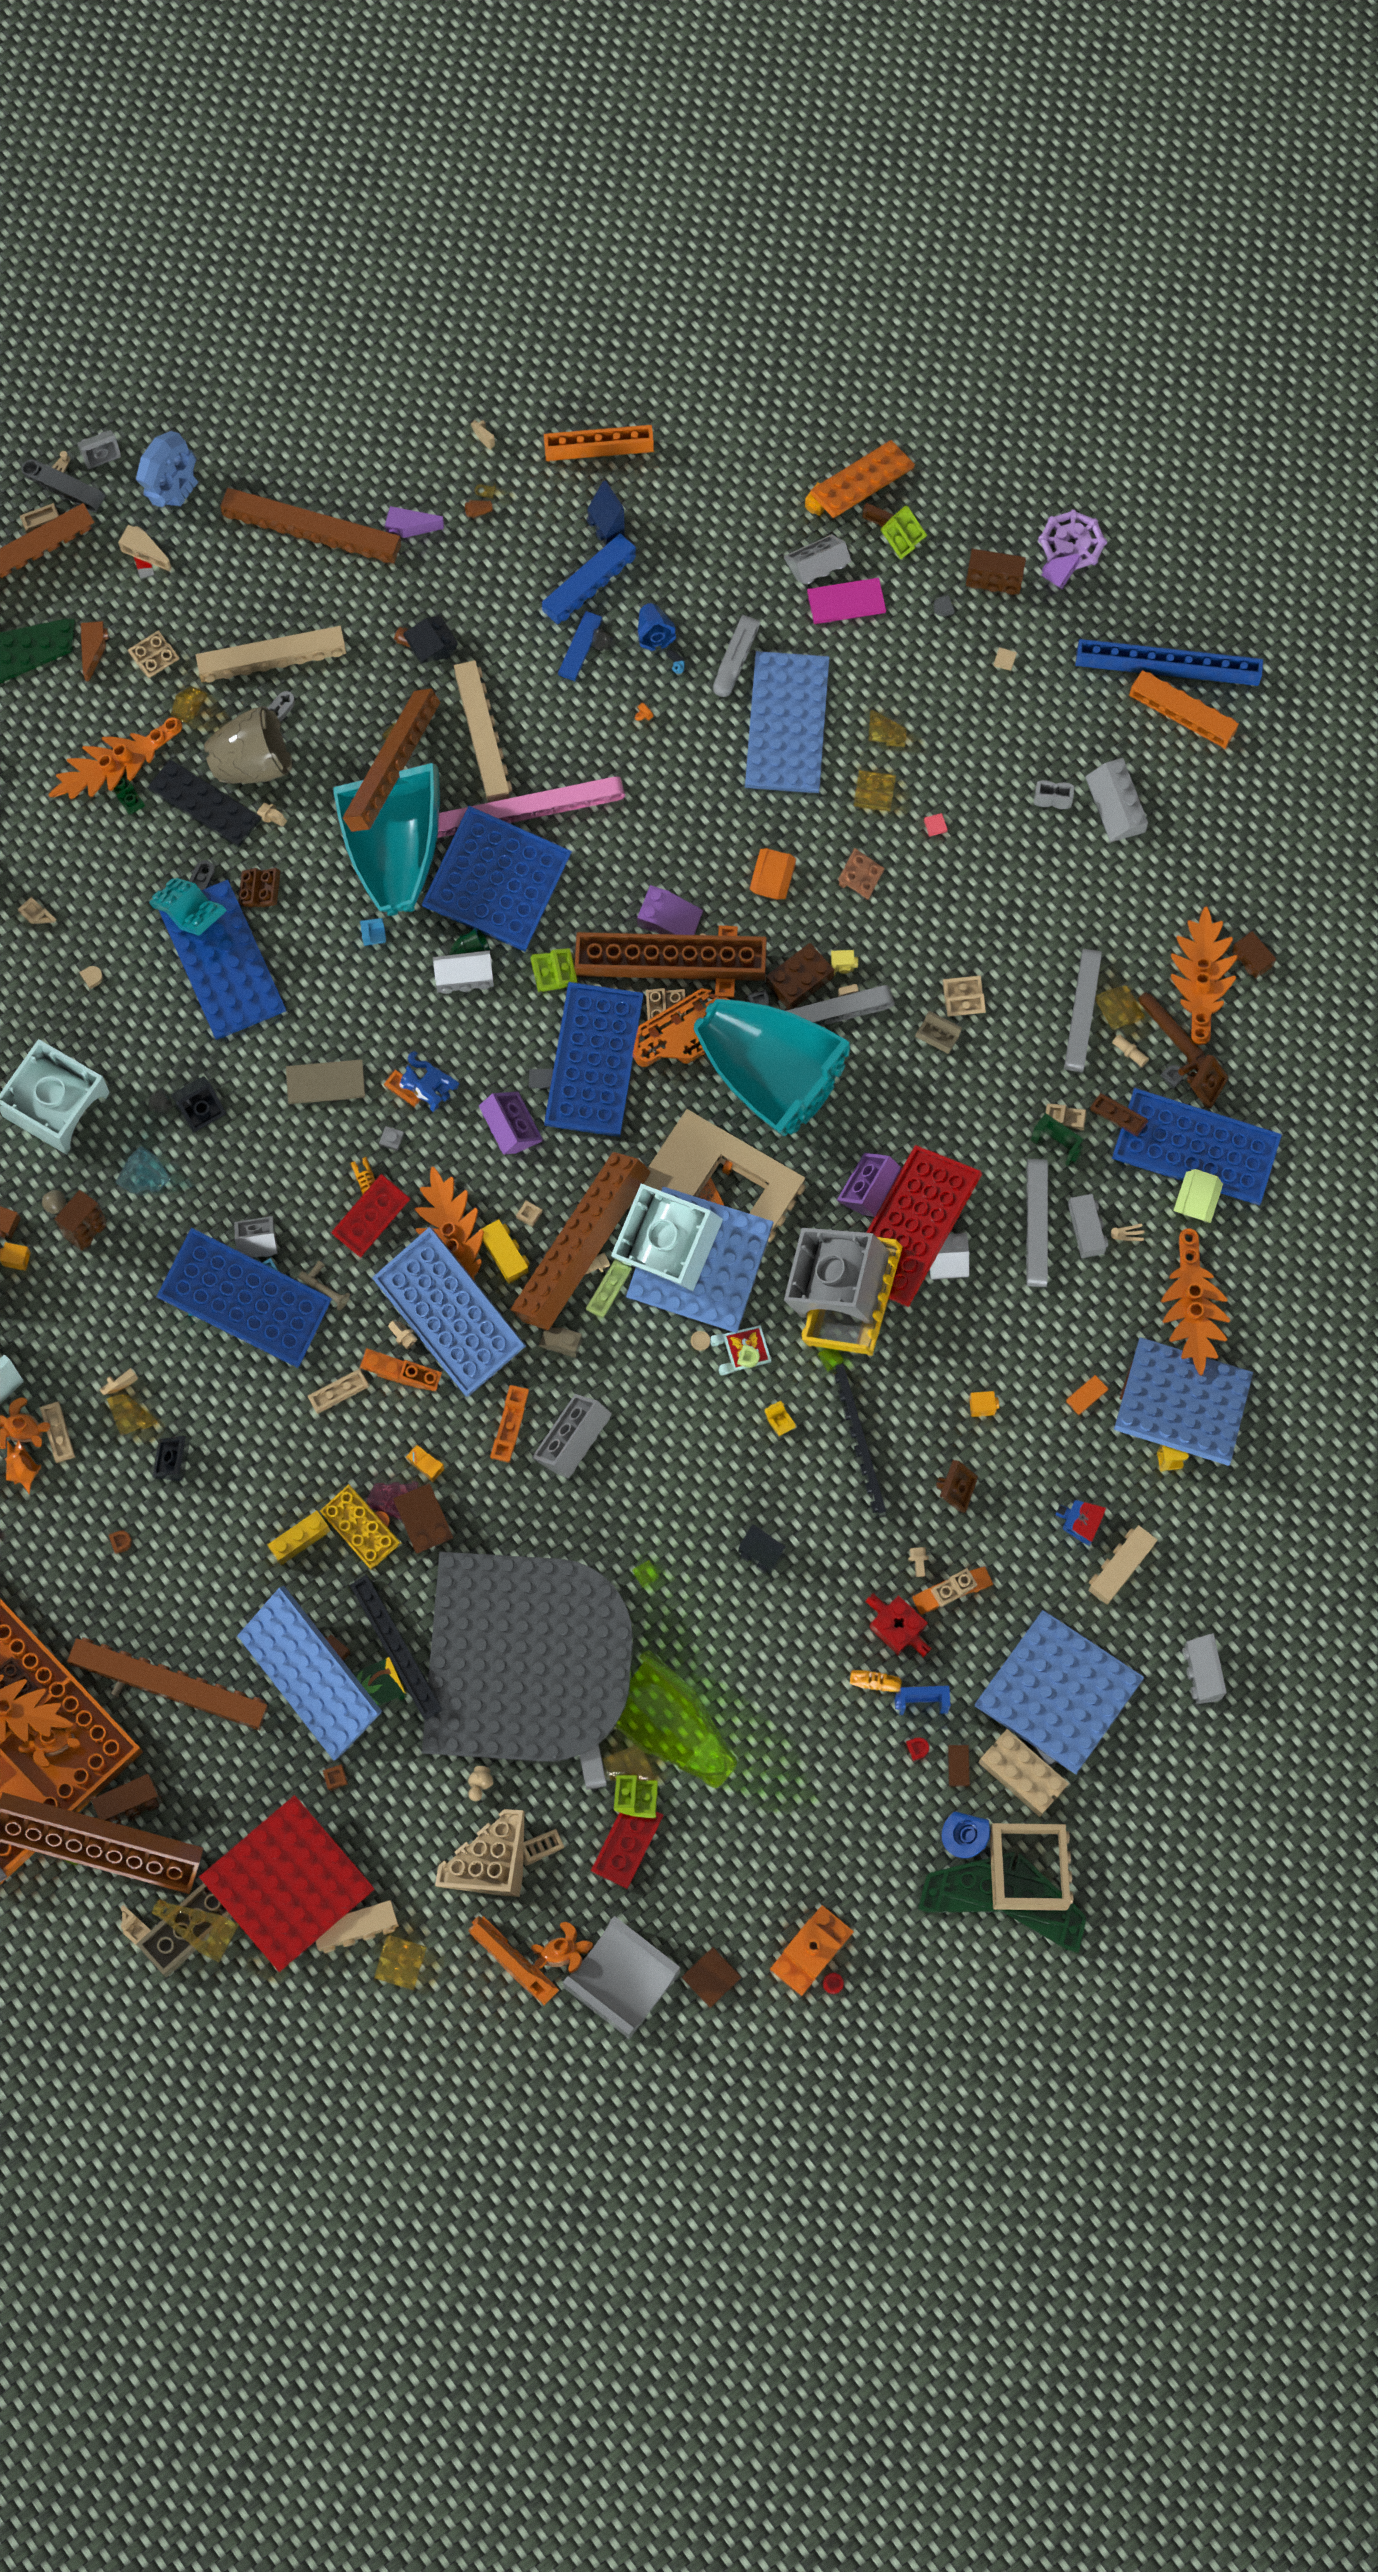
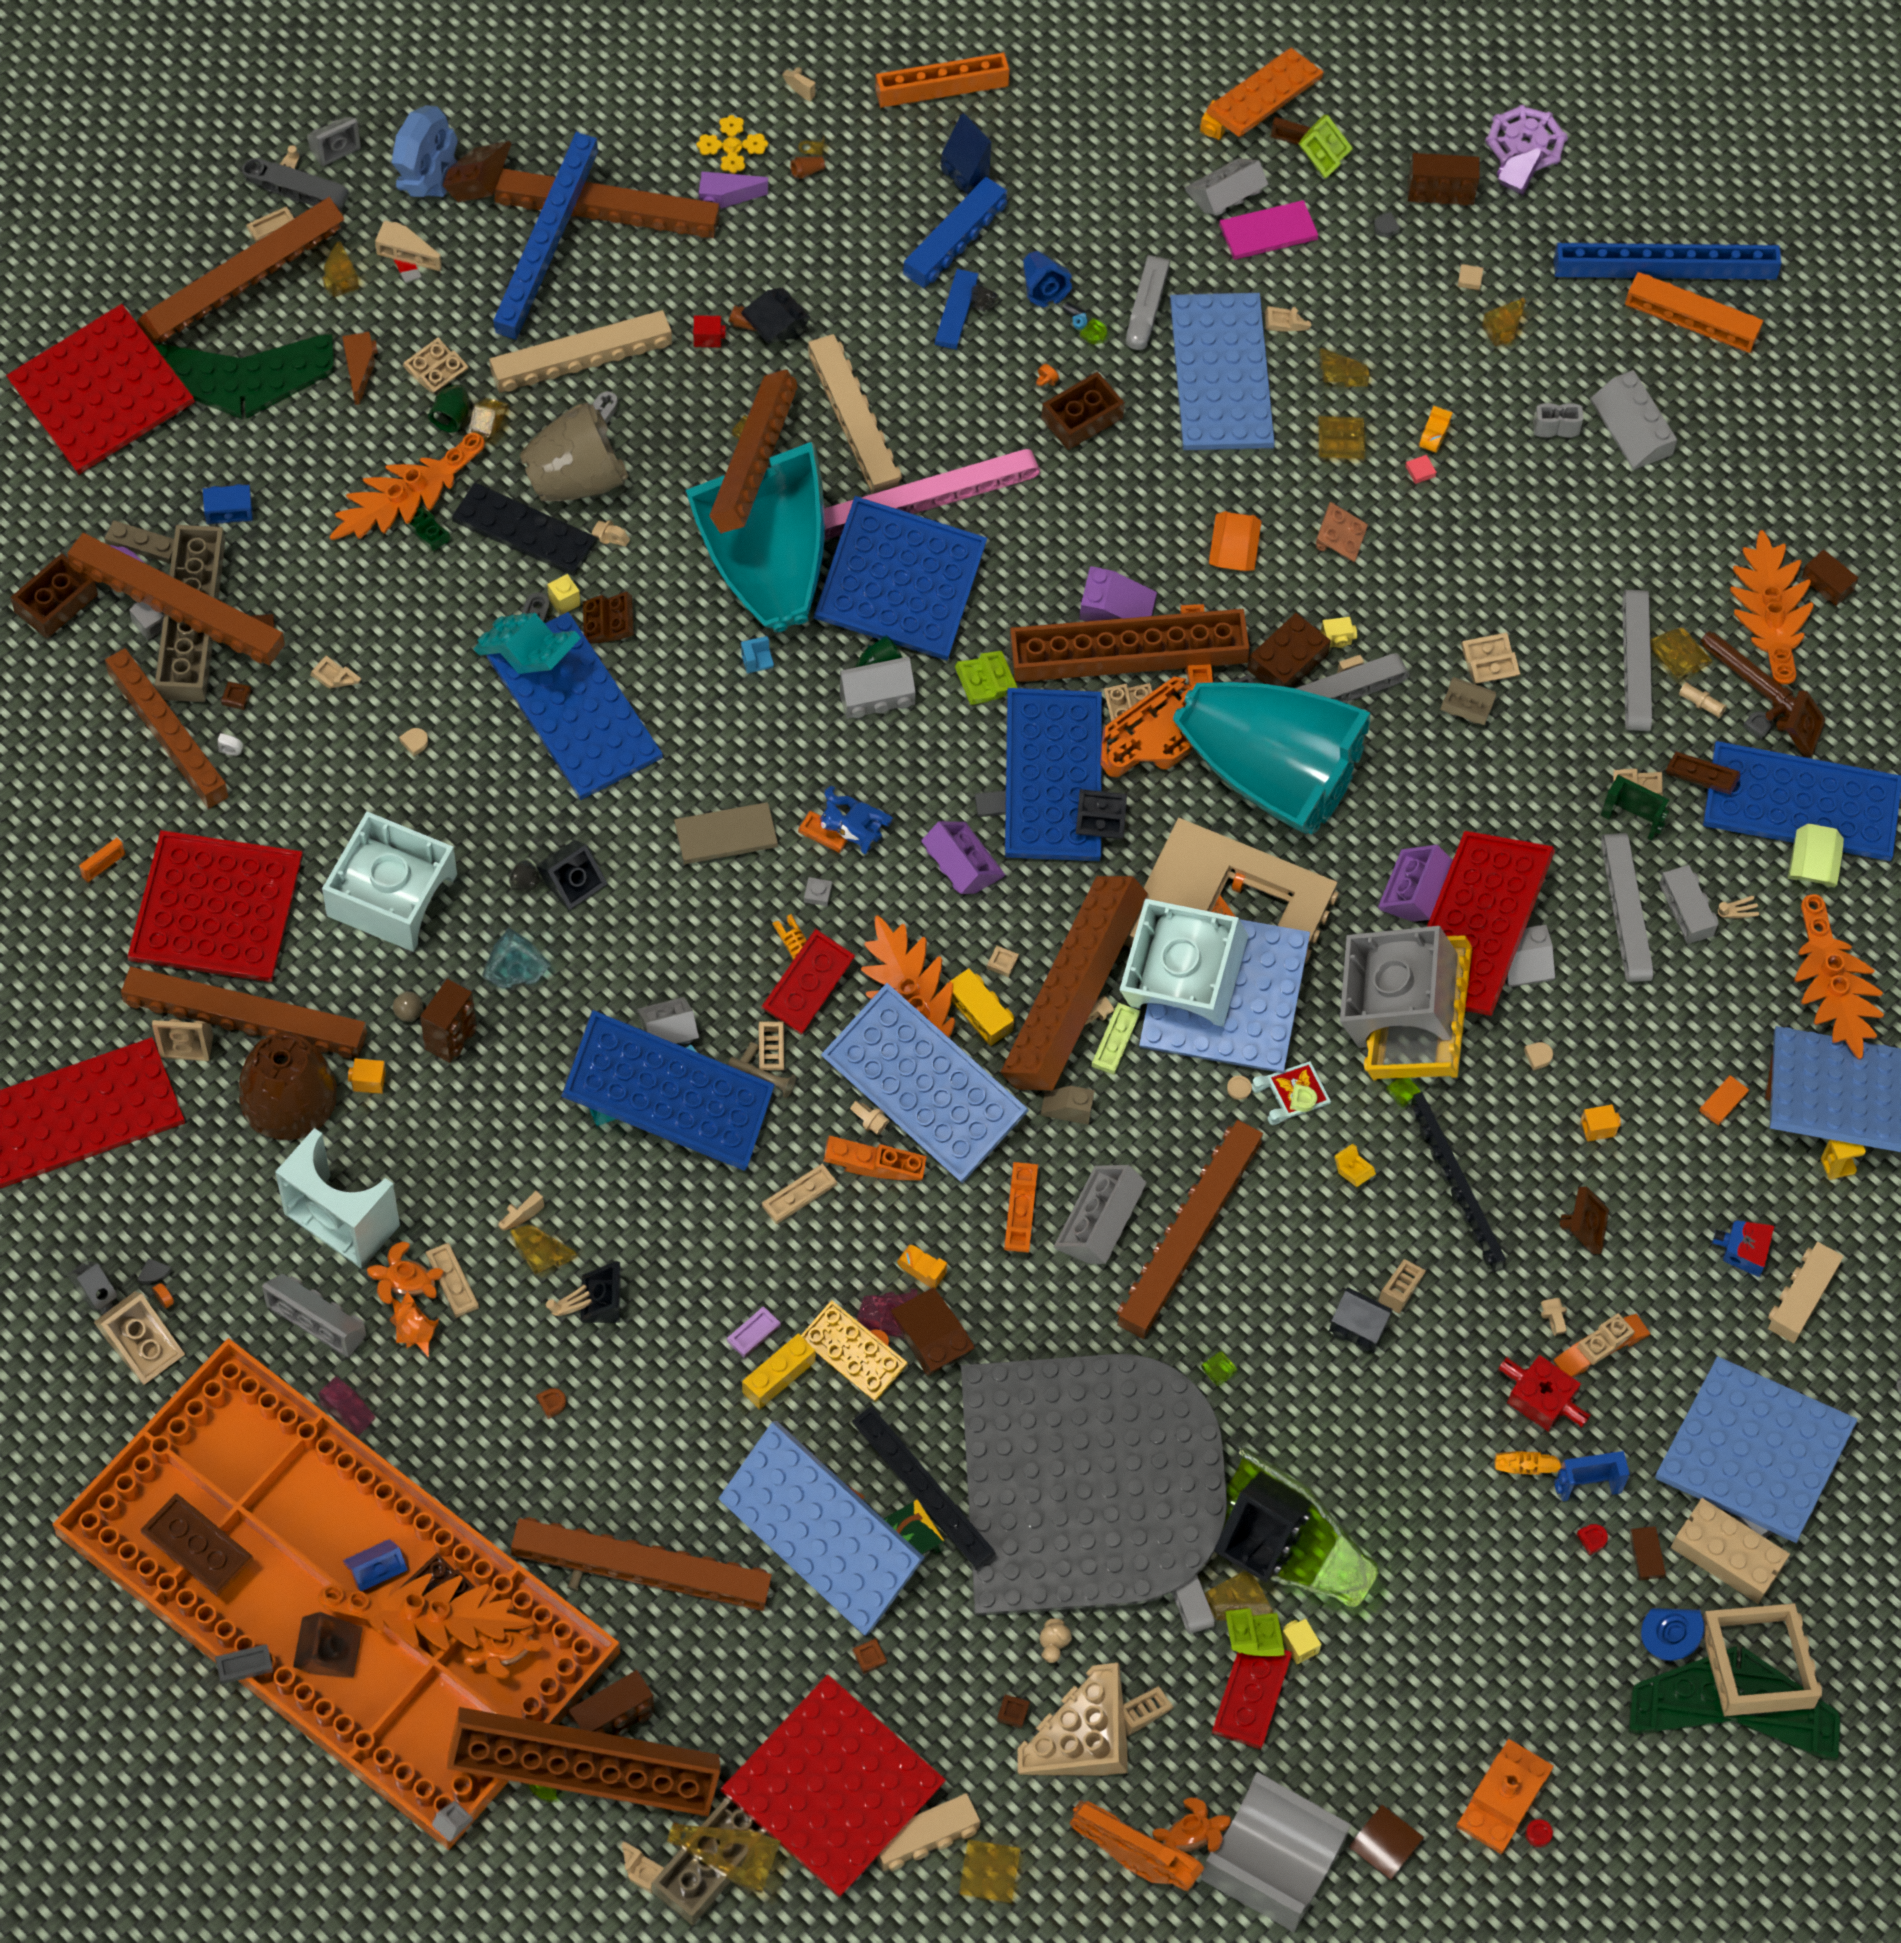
camera: 10 degrees left, 10 degrees down
(86, 565) = (339, 272): none -> clear yellow slope
(145, 1462) = (570, 1303): none -> tan piece
(161, 691) = (452, 402): none -> dark green helmet
(209, 488) = (477, 172): none -> reddish brown slope
(226, 864) = (563, 594): none -> light yellow brick
(255, 551) = (545, 236): none -> blue brick
(285, 1502) = (753, 1332): none -> lavender tile
(334, 1249) = (771, 1027): none -> tan slope
(375, 646) = (708, 331): none -> red brick
(420, 483) = (732, 145): none -> yellow plant
(439, 1836) = (1013, 1711): none -> reddish brown plate
(625, 1099) = (1101, 814): none -> black slope
(640, 1456) = (1189, 1229): none -> dark orange brick
(653, 1716) = (1264, 1527): none -> black container
(667, 747) = (1082, 410): none -> reddish brown brick
(671, 1805) = (1300, 1640): none -> light yellow brick
(689, 677) = (1094, 332): none -> clear neon green tile
(795, 1532) = (1395, 1299): none -> tan slope
(846, 682) = (1284, 320): none -> tan slope
(944, 1340) = (1539, 1055): none -> tan tile
(952, 792) = (1435, 429): none -> light orange leg
(1024, 703) = (1503, 322): none -> clear yellow slope

